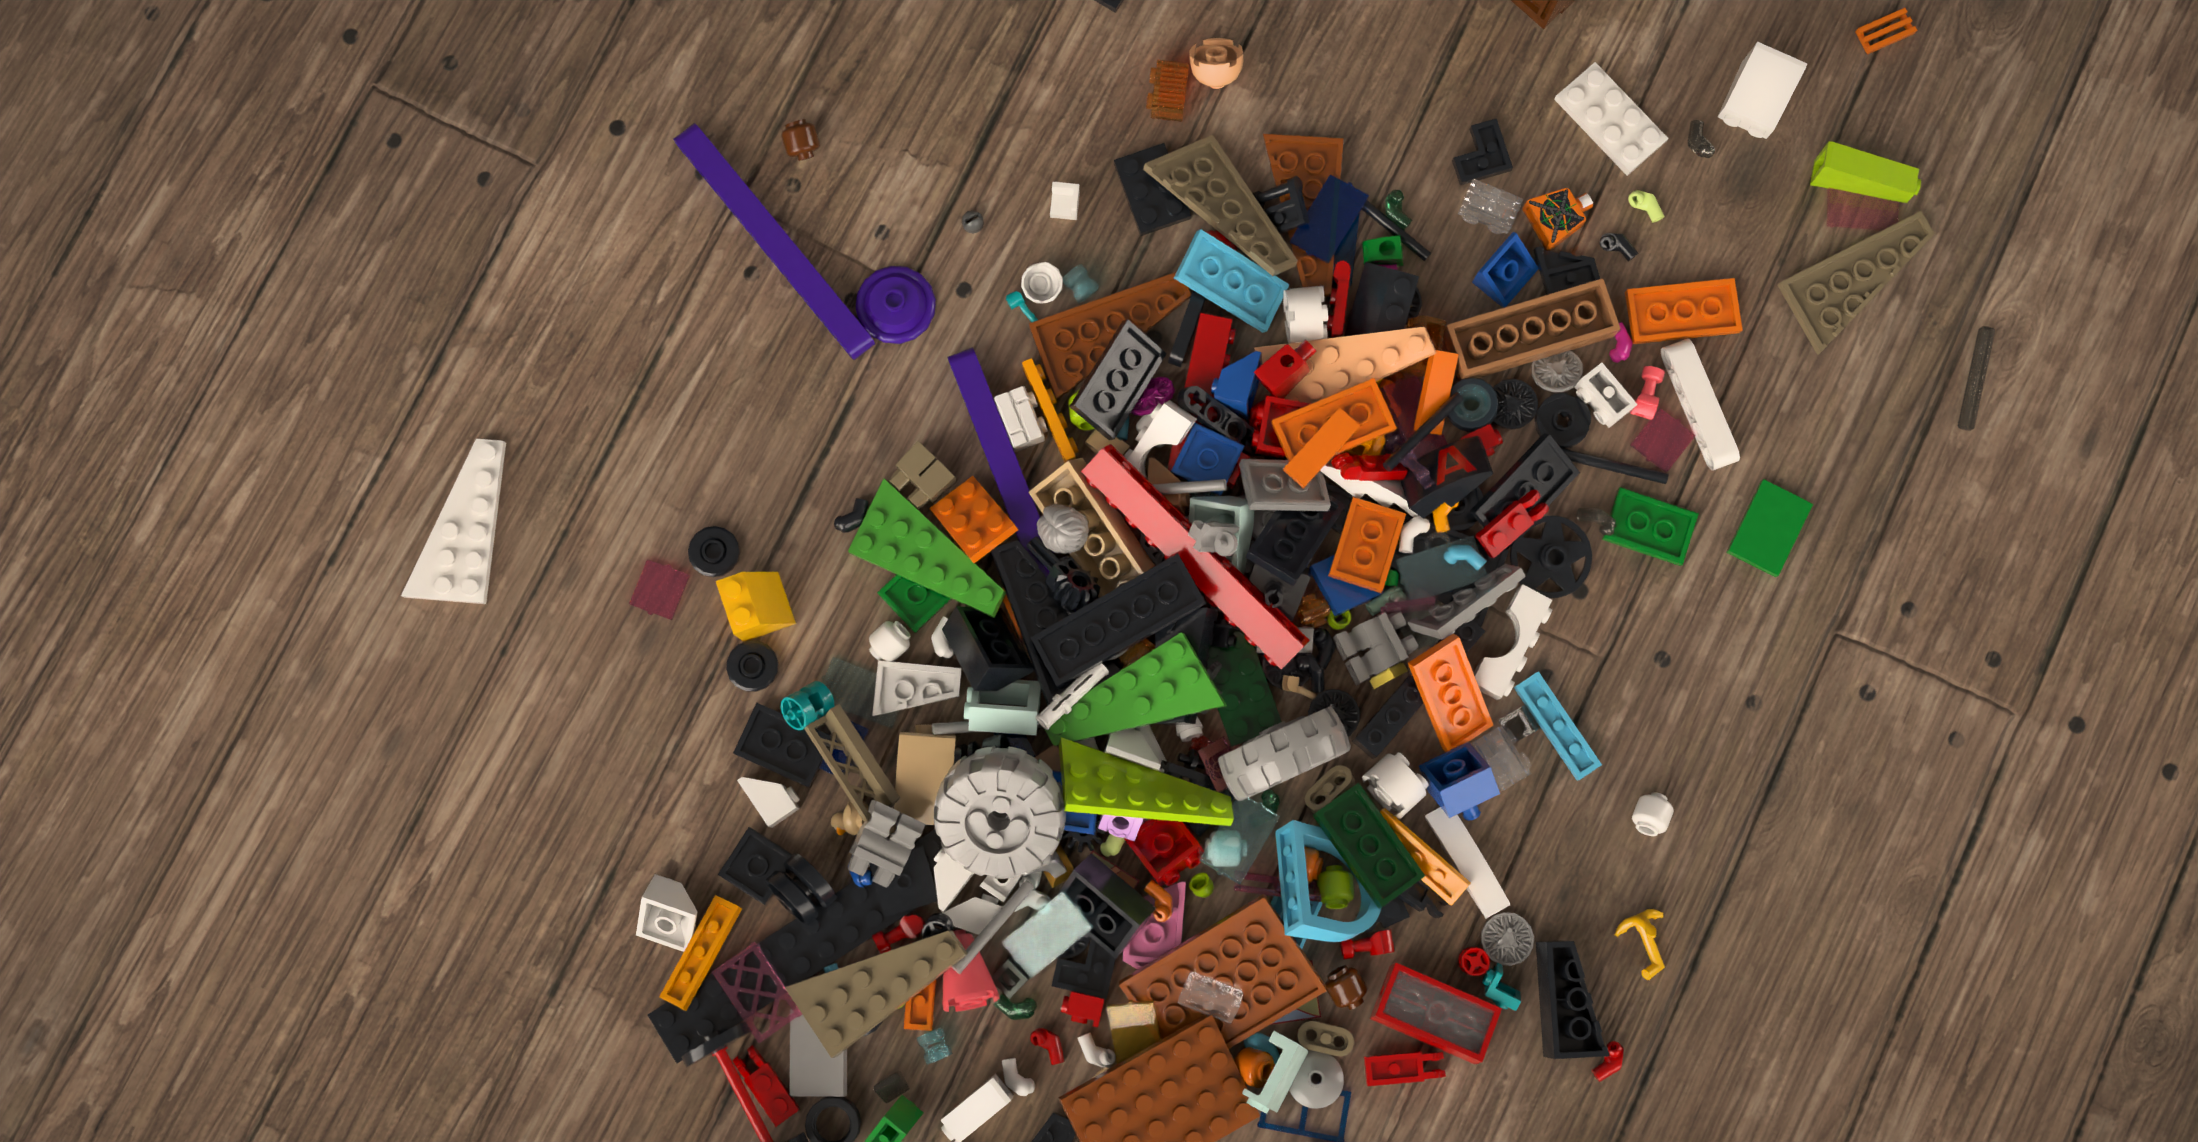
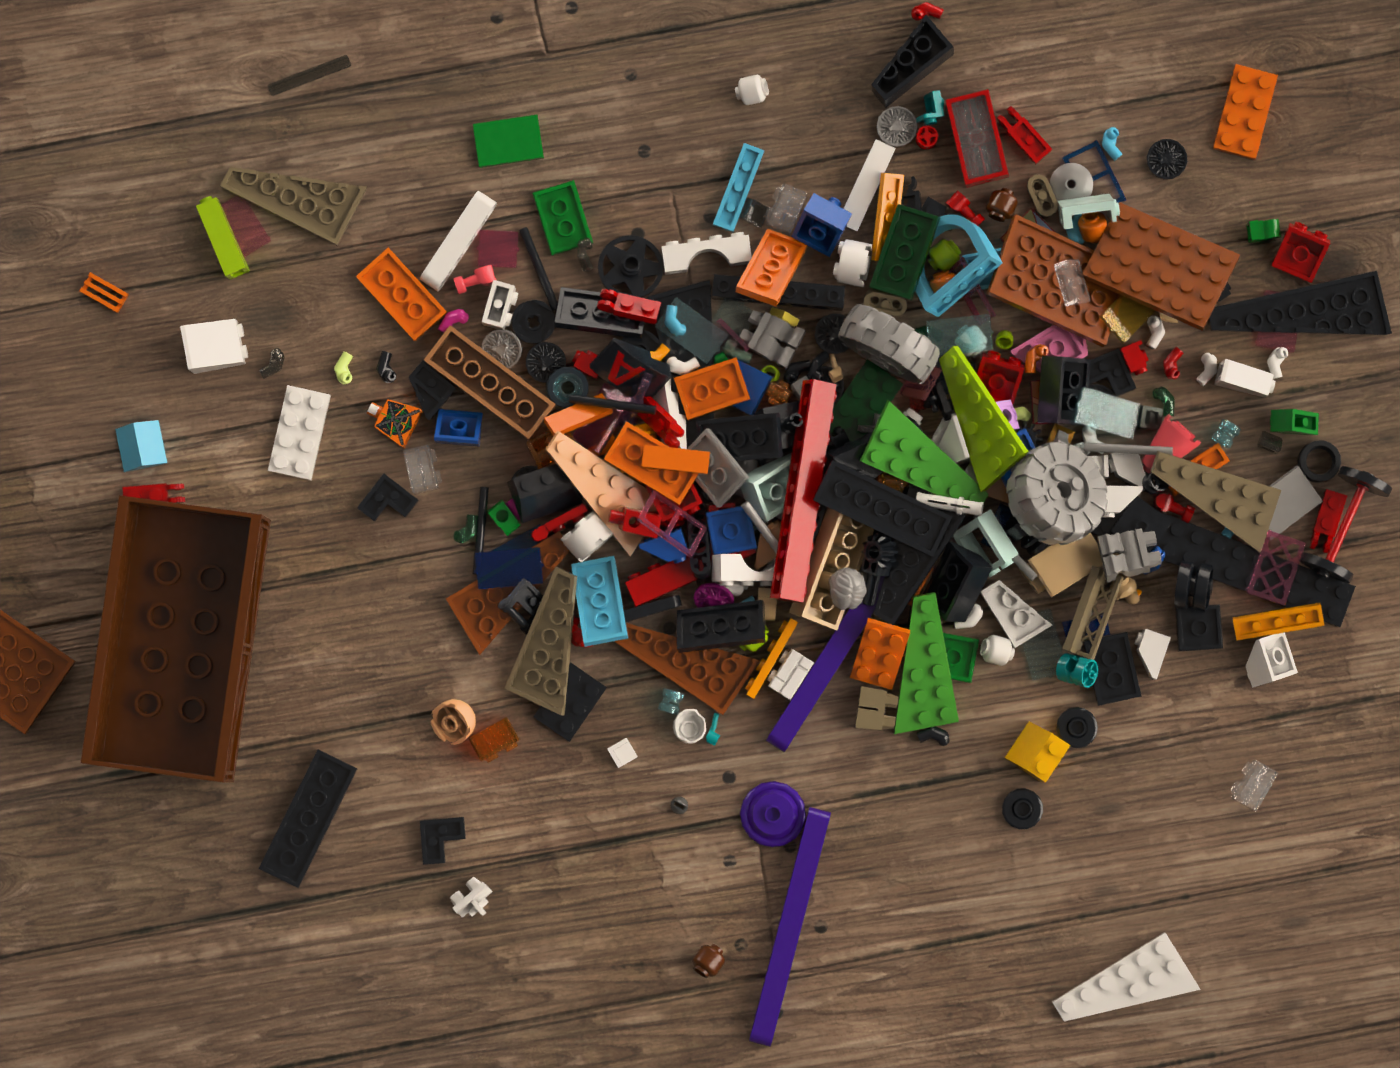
camera: 125 degrees left, 5 degrees up
(557, 801) = (1254, 784): none -> clear brick
(659, 589) = (1072, 826): clear pink piece -> none
(1214, 537) = (785, 485): light grey hips -> none
(1250, 382) = (665, 535): none -> clear pink window
(1468, 603) = (724, 303): light grey wing -> none
(1647, 933) = (828, 47): yellow piece -> none

